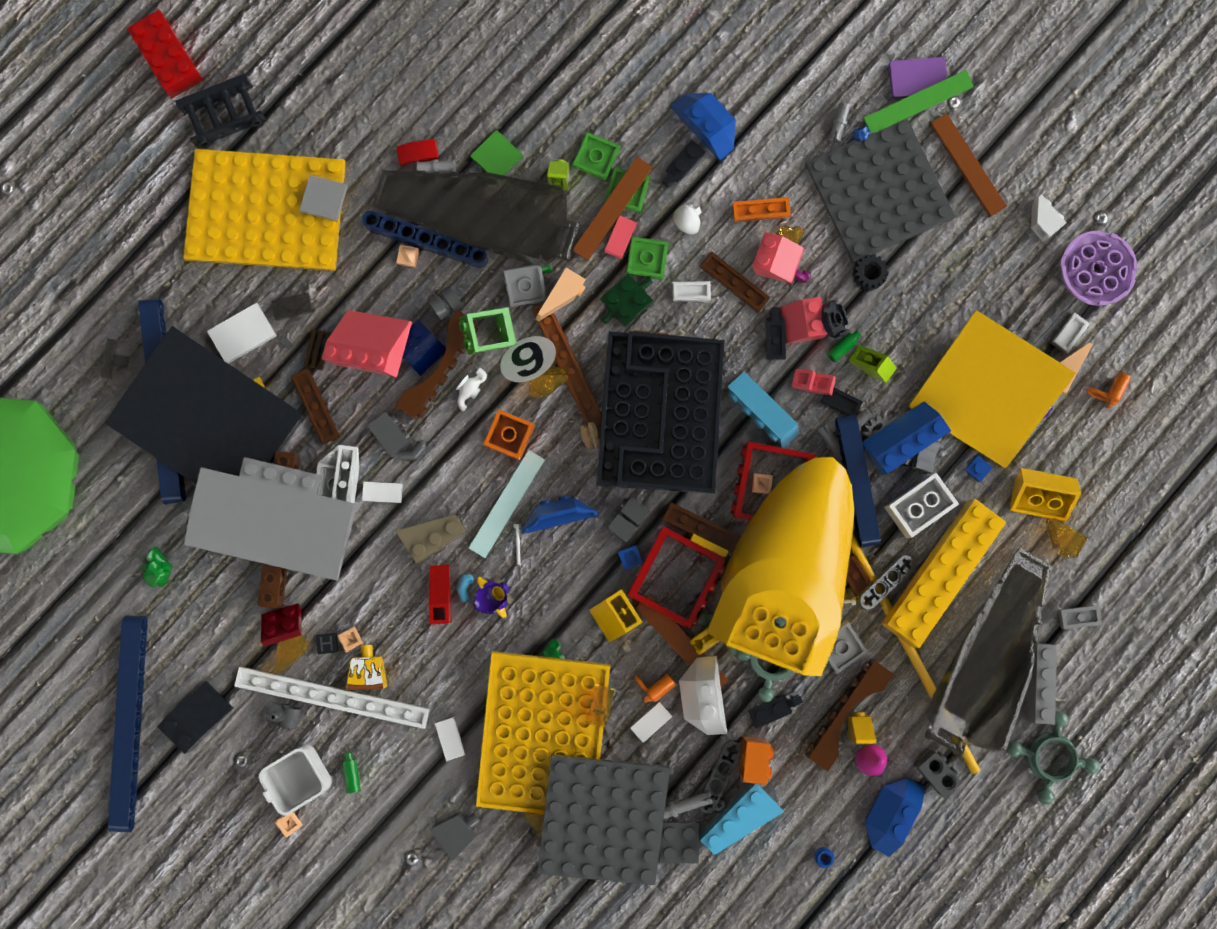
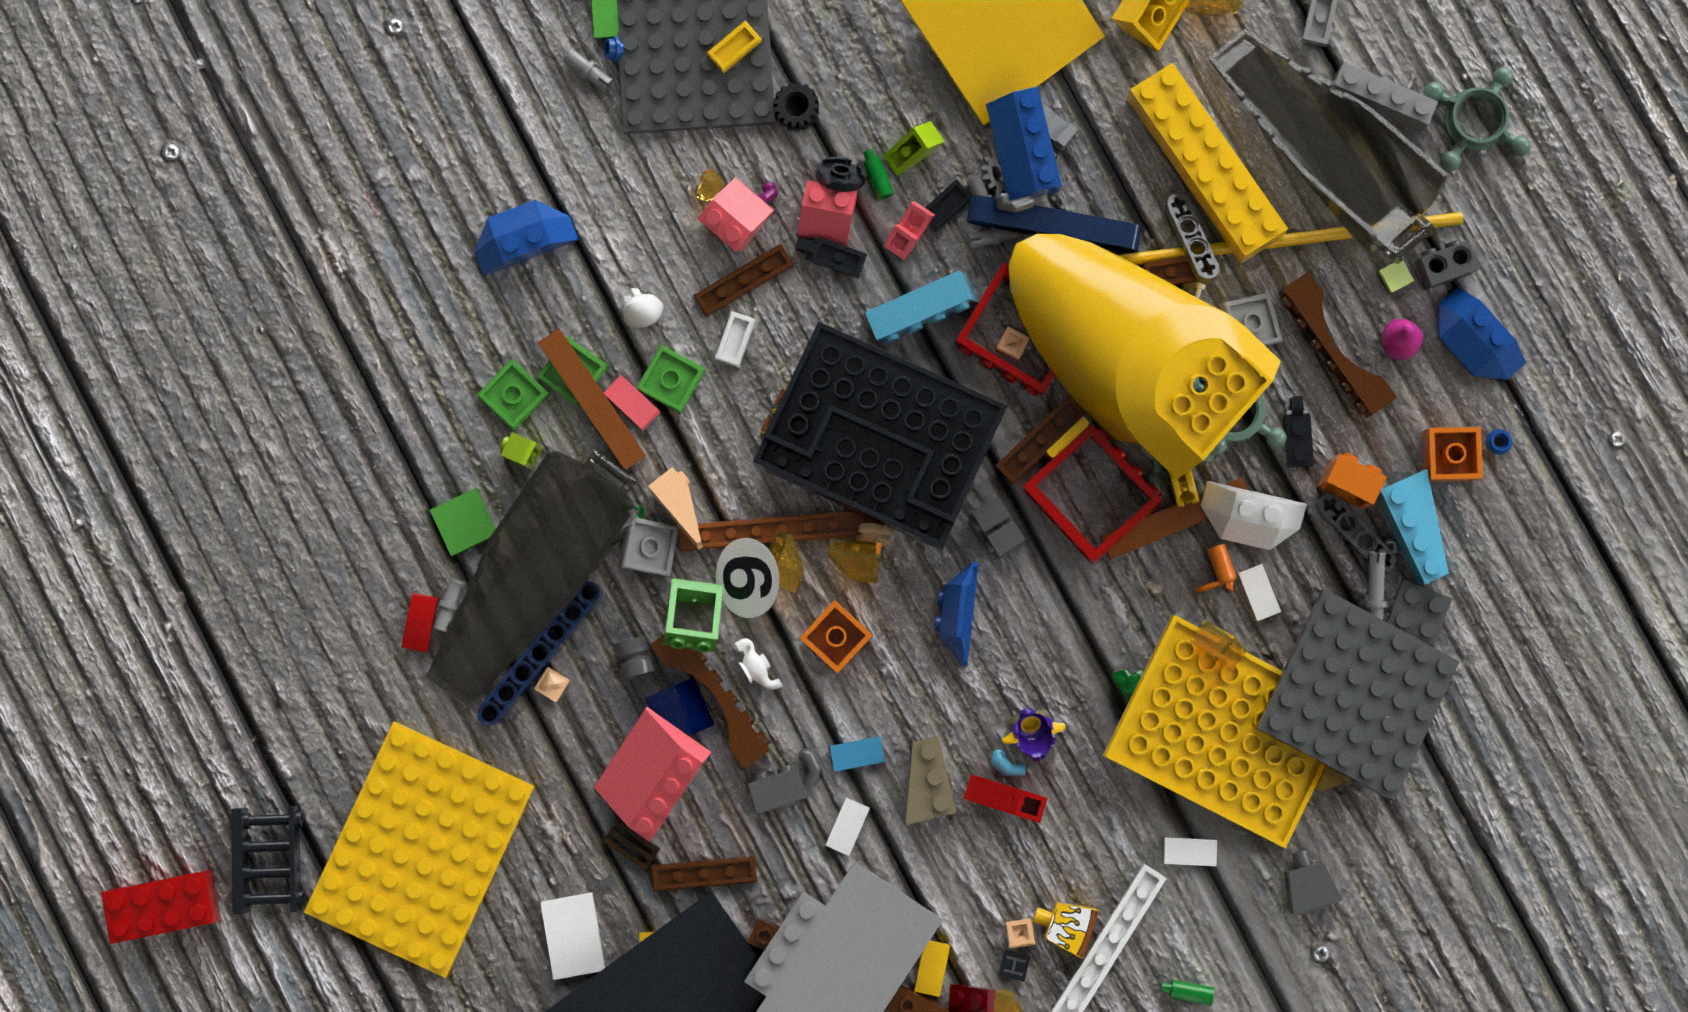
camera: 65 degrees left, 0 degrees up
(292, 306) = (562, 857): clear smoke tile -> none
(305, 587) = (932, 968): none -> yellow tile
(323, 198) = (437, 765): light grey tile -> none
(339, 473) = (806, 870): white wedge -> none
(435, 480) = (857, 753): none -> dark azure tile
(506, 504) = (920, 673): light aqua tile -> none
(517, 526) = (954, 670): white piece -> none
(569, 429) = (856, 558): none -> clear yellow slope
(615, 616) = (1112, 587): yellow slope -> none
(626, 300) = (715, 425): dark green plate -> none
(630, 557) = (1045, 542): blue plate -> none
(683, 163) = (565, 286): black hinge -> none
(761, 209) = (663, 211): orange plate -> none
(802, 827) = (1453, 454): none -> orange brick
(859, 446) = (1013, 205): none -> dark grey arm
(861, 728) = (1359, 337): yellow slope -> none
(895, 213) = (734, 47): none -> yellow tile
(915, 739) = (1395, 276): none -> yellowish green tile
(921, 505) = (1113, 158): white brick -> none
(978, 468) = (1092, 69): blue plate -> none

